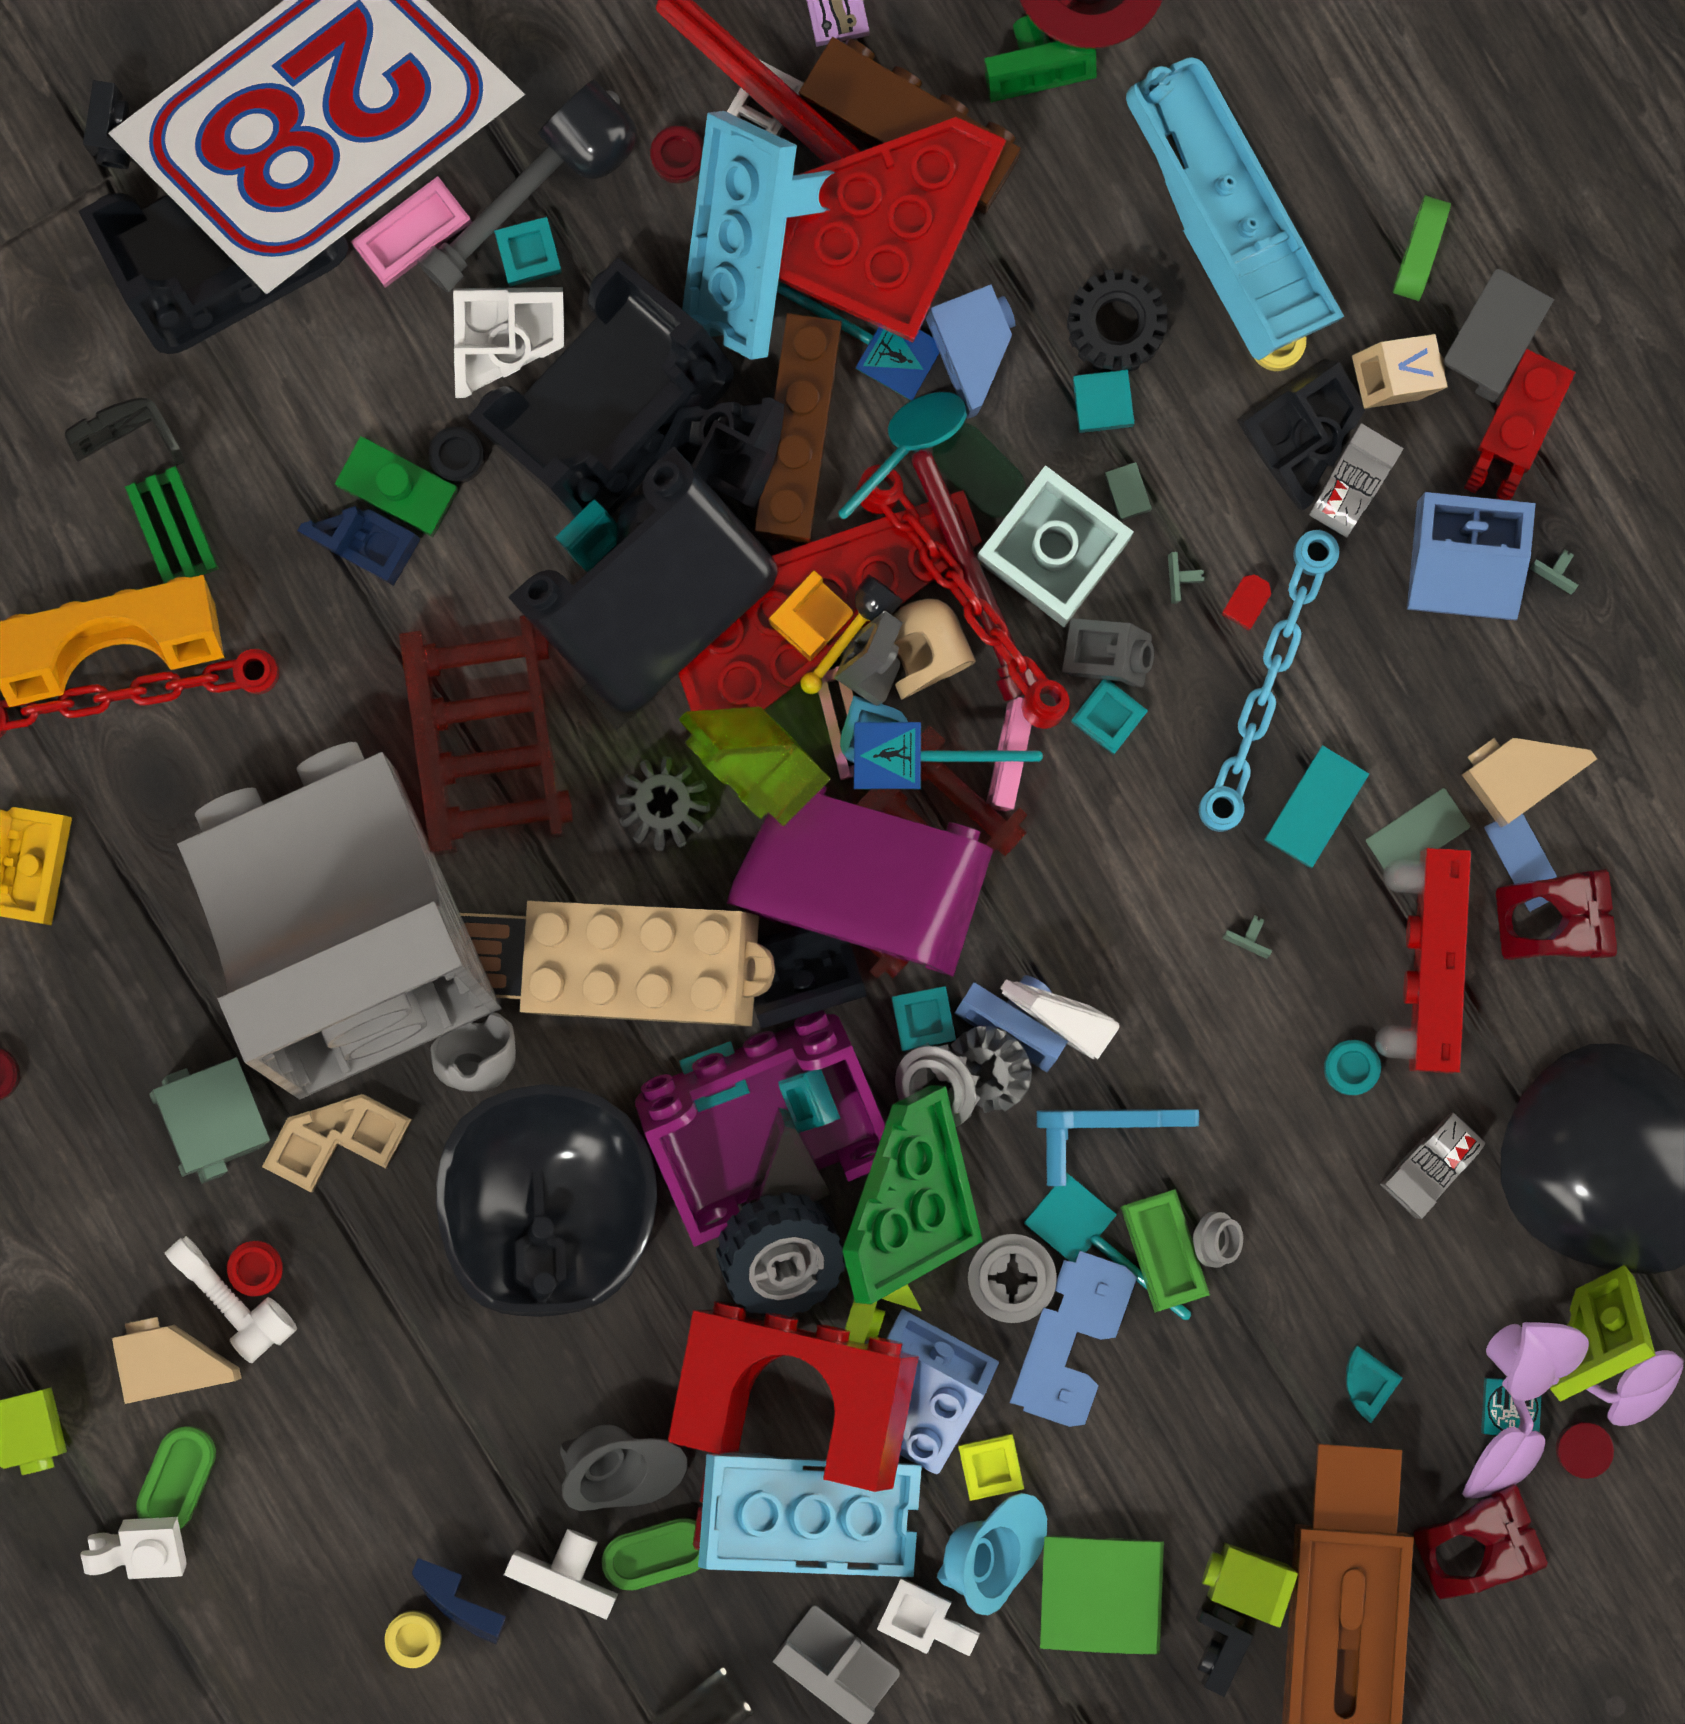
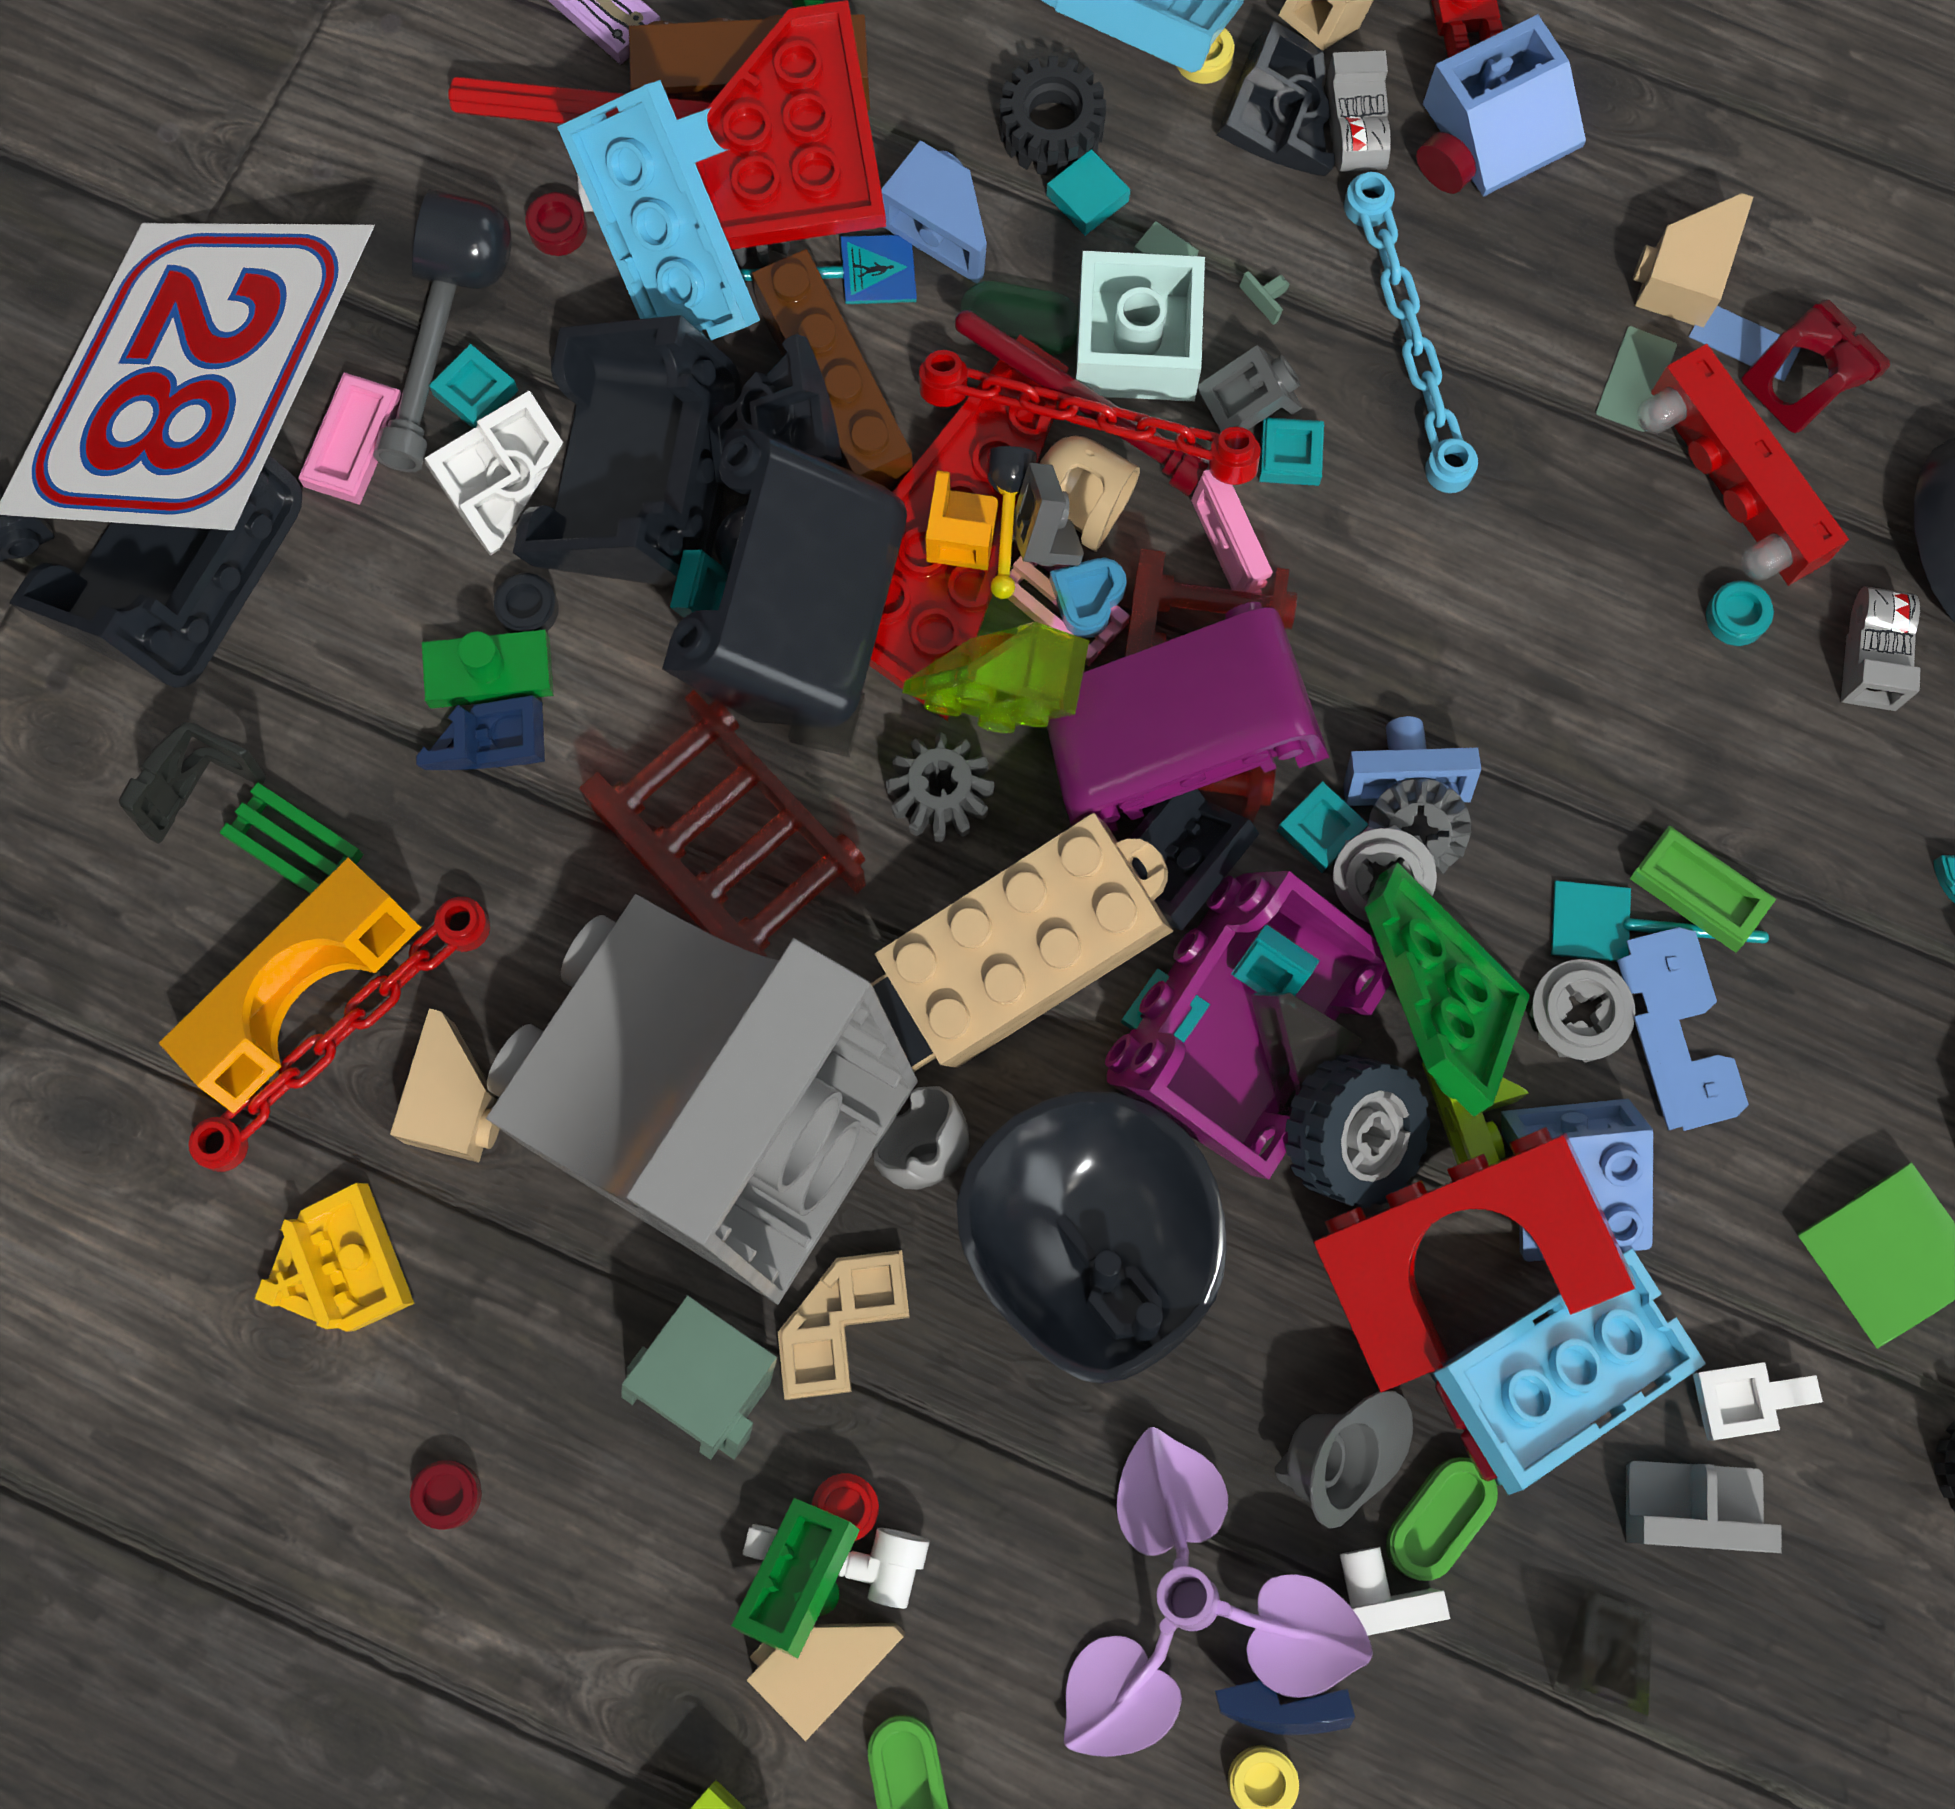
camera: 35 degrees left, 10 degrees down
(165, 795) = (445, 1095): none -> tan slope
(188, 1294) = (796, 1578): none -> green tile
(501, 1559) = (1301, 1638): none -> lavender plant
(891, 755) = (1128, 597): piece -> none
(914, 427) = (936, 308): teal piece -> none
(991, 1467) = (1696, 1205): neon yellow tile -> none
(995, 1554) = (1765, 1286): medium azure piece -> none
(1059, 1121) = (1518, 834): dark azure piece -> none
(1076, 1022) = (1468, 726): white slope -> none
(1217, 1240) = (1743, 844): light grey plate -> none
(1247, 601) = (1340, 277): red piece -> none
(1248, 941) = (1562, 562): sand green piece -> none
(1316, 806) = (1533, 409): teal tile -> none
(1393, 566) = (1446, 162): none -> dark red tile
(1554, 574) = (1590, 90): sand green piece -> none

